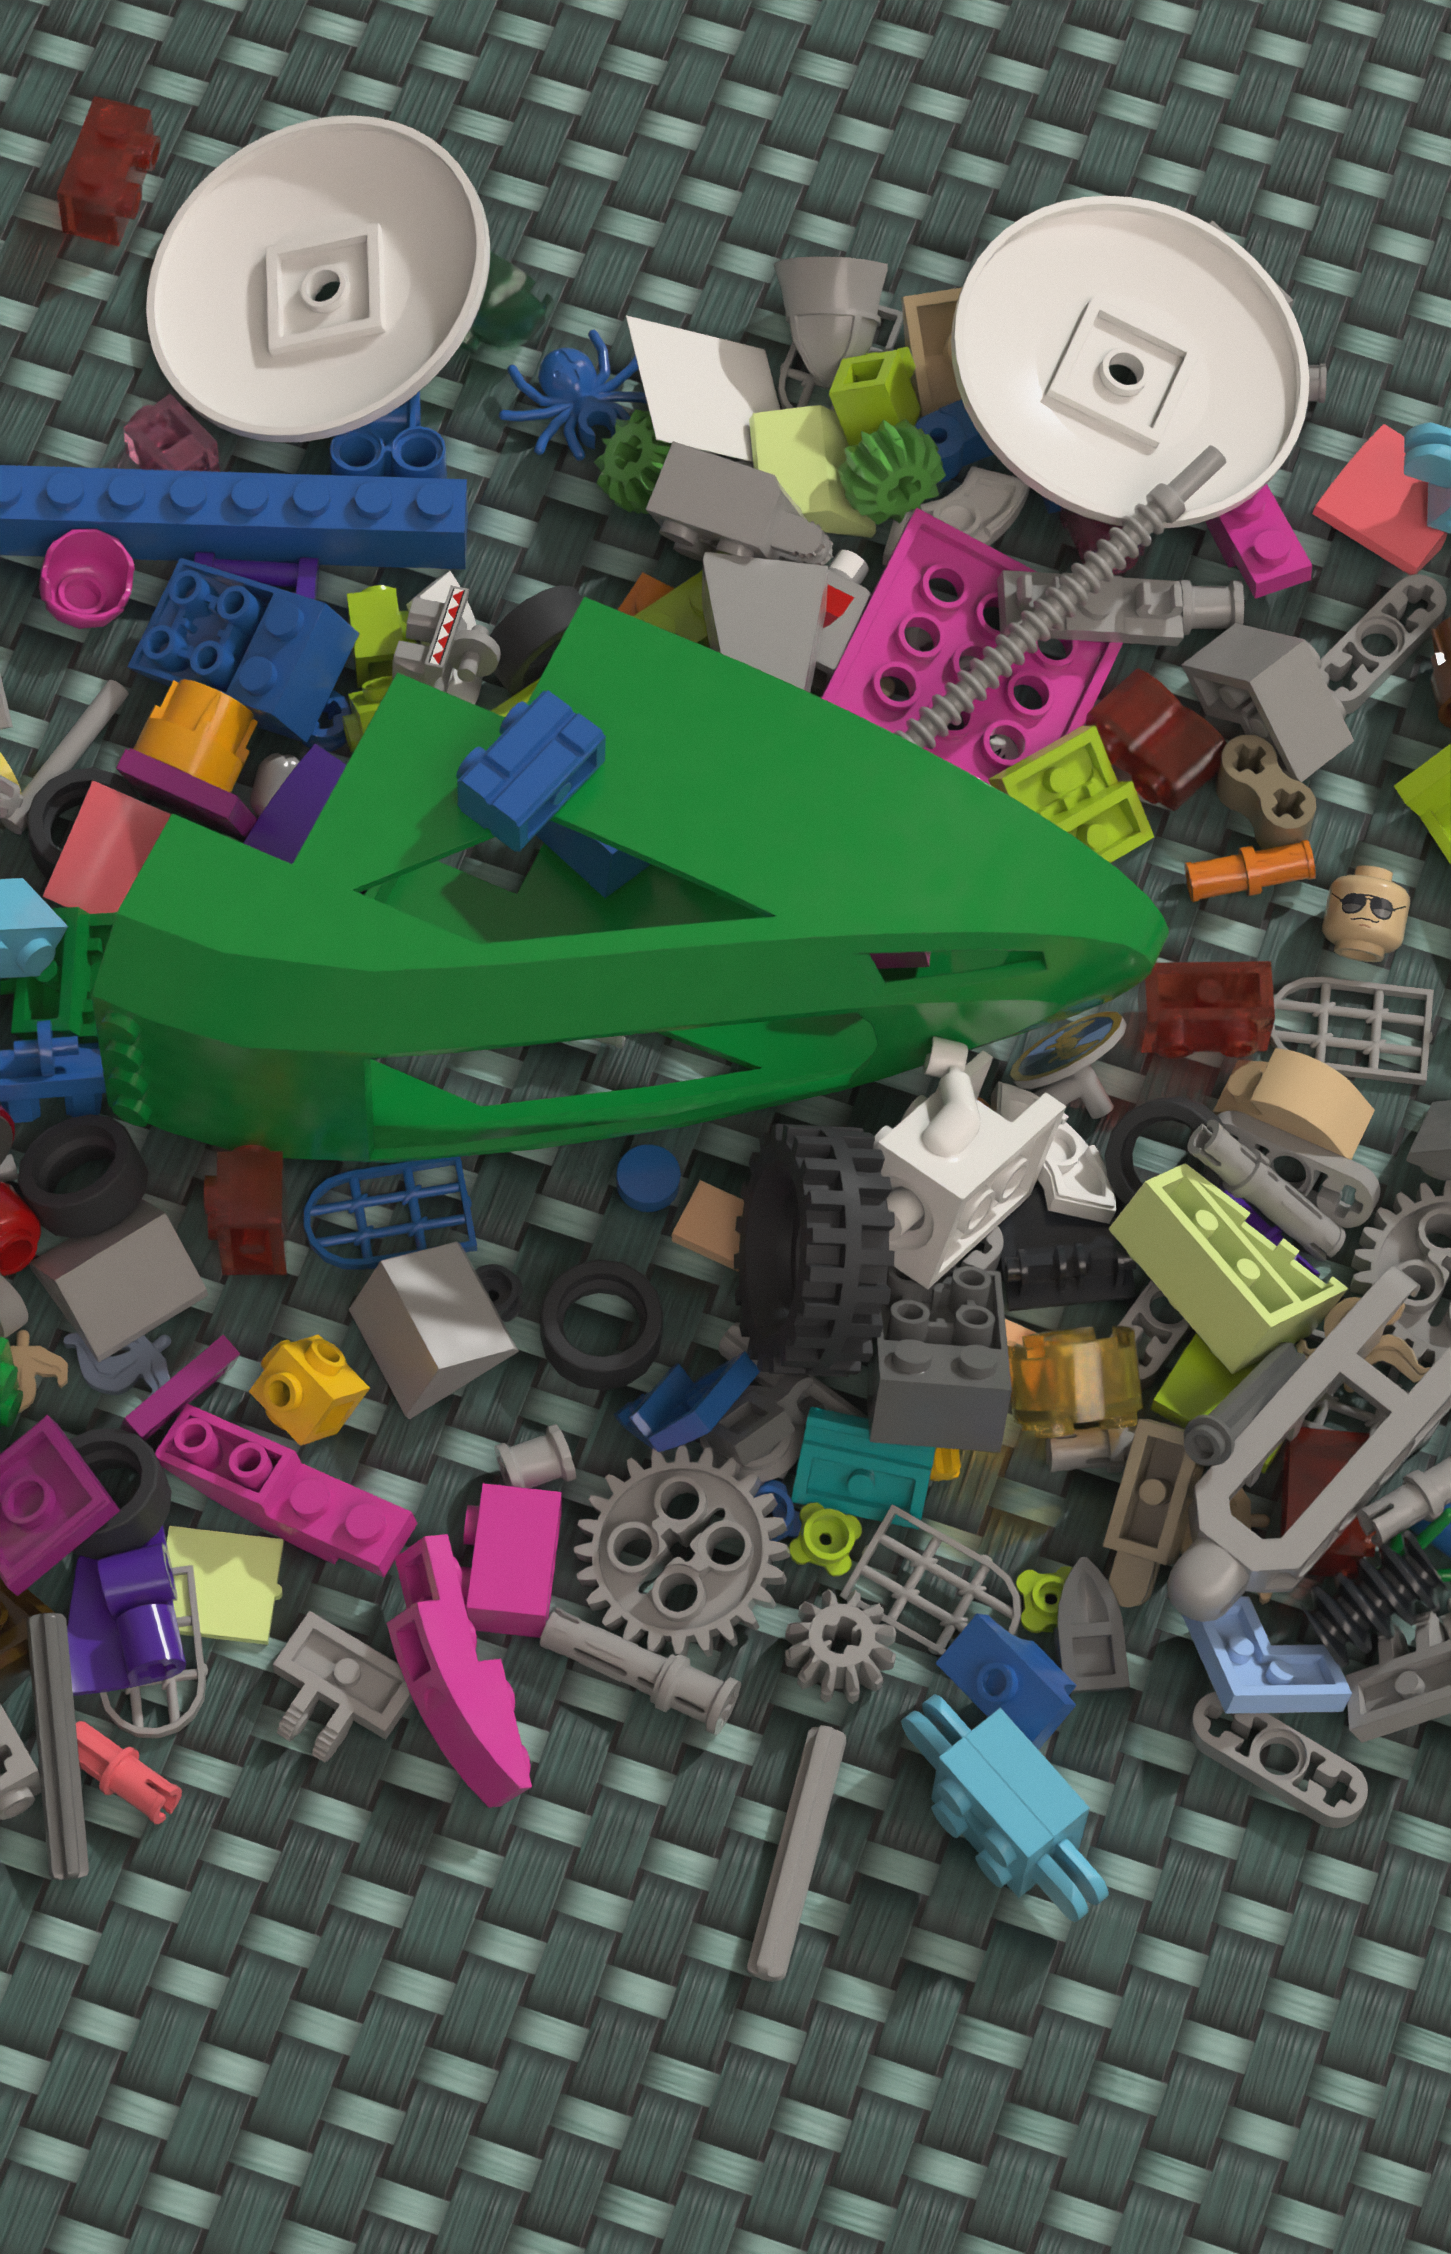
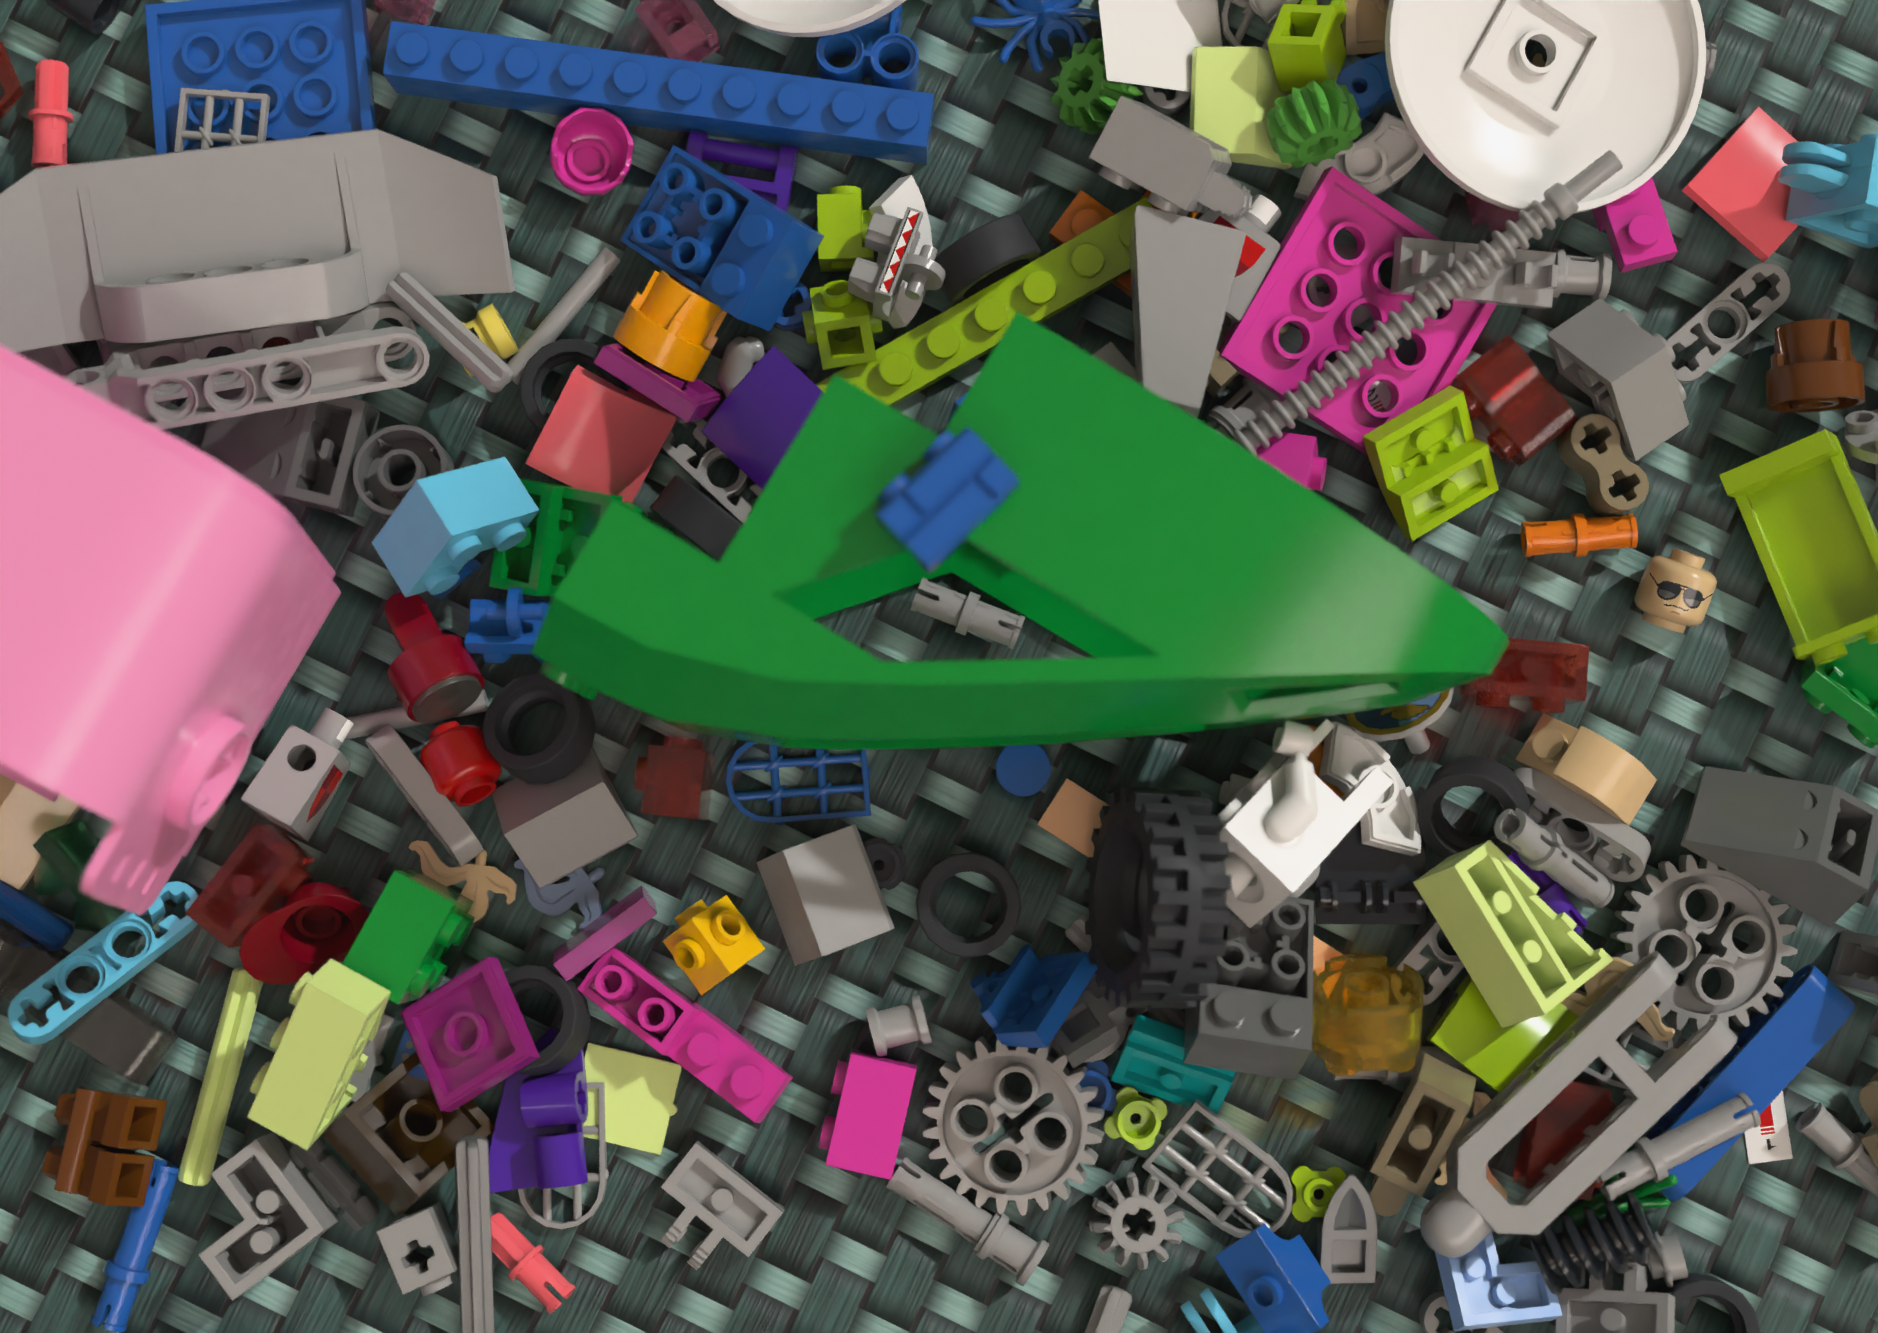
camera: 10 degrees right, 20 degrees up
(459, 1698) = (812, 1238): dark pink slope -> none
(1213, 1436) = (1480, 1114): dark grey axle -> none
(1373, 1016) = (1666, 680): light grey window -> none

